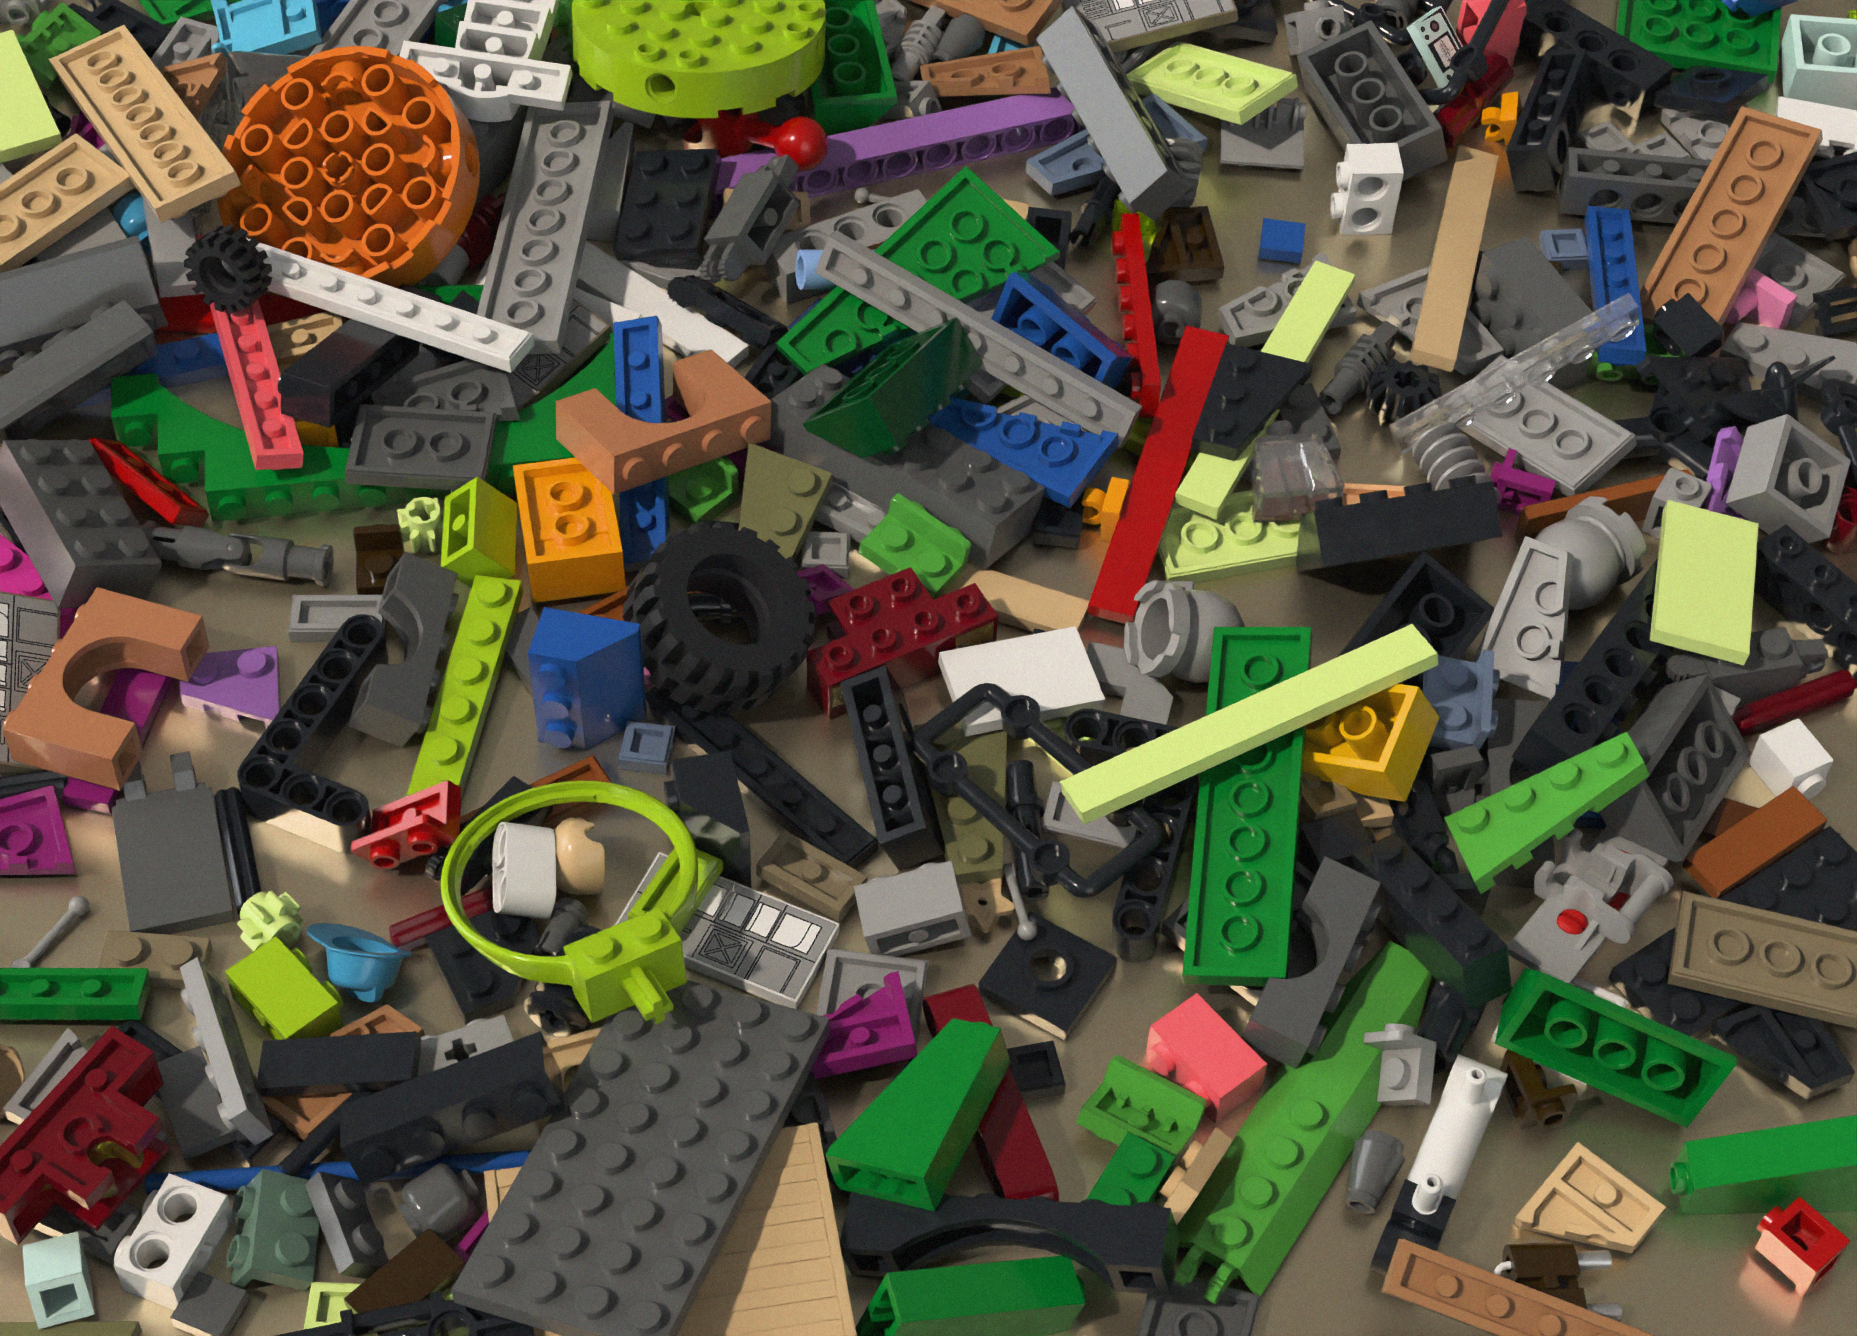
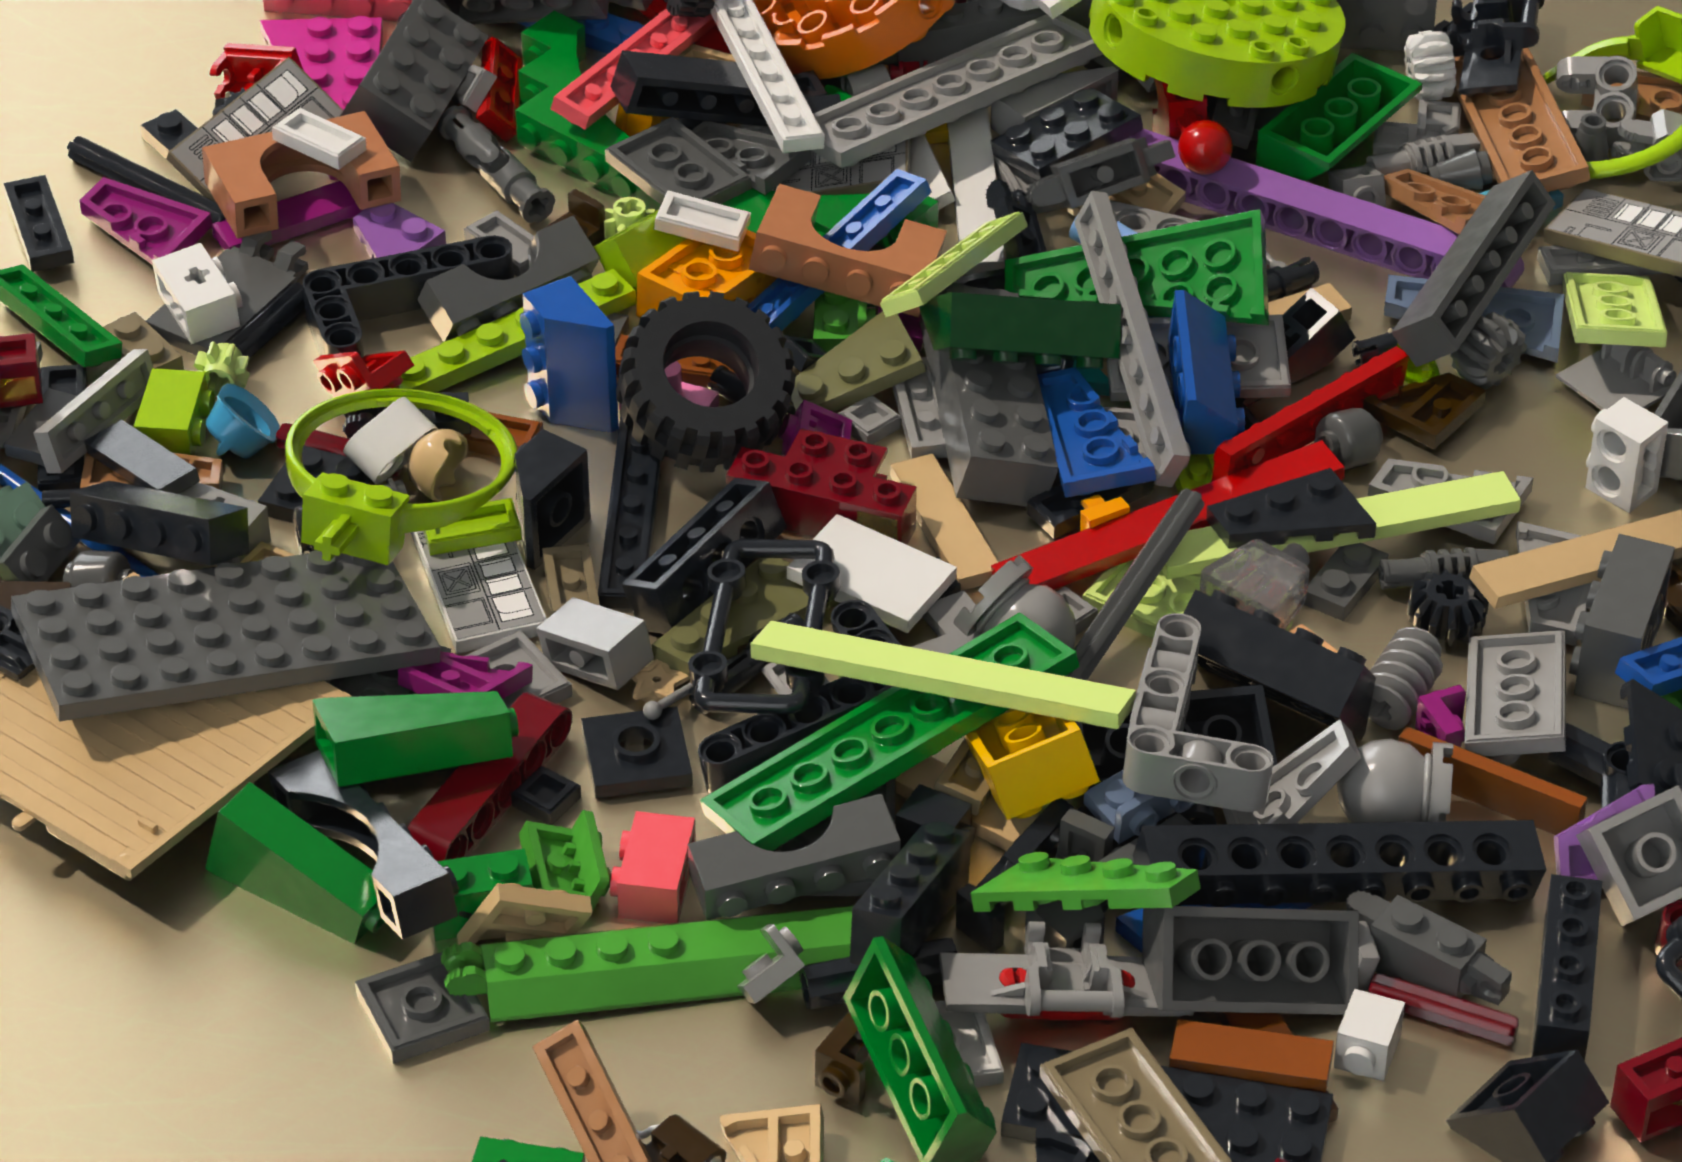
camera: 50 degrees right, 10 degrees down
(77, 906) = (141, 291): light grey hinge -> none
(102, 642) = (319, 138): none -> white tile
(142, 494) = (474, 88): none -> light grey tile
(162, 869) = (197, 293): none -> white brick
(522, 479) = (702, 221): none -> white tile
(647, 747) = (594, 439): sand blue tile -> none
(779, 374) = (953, 264): none -> yellowish green tile
(919, 541) = (917, 446): bright green bracket -> none
(1212, 525) = (1136, 582): none -> dark grey axle
(1282, 240) = (1522, 455): blue tile -> none
(1373, 1168) = (666, 1014): dark grey cone -> none
(1442, 1160) = (663, 1057): white piece -> none
(1470, 663) = (1178, 763): none -> light grey beam
(1527, 368) = (1537, 631): clear plate -> none
(1675, 487) = (1549, 807): light grey bracket -> none
(1705, 582) = (1455, 857): yellowish green tile -> none

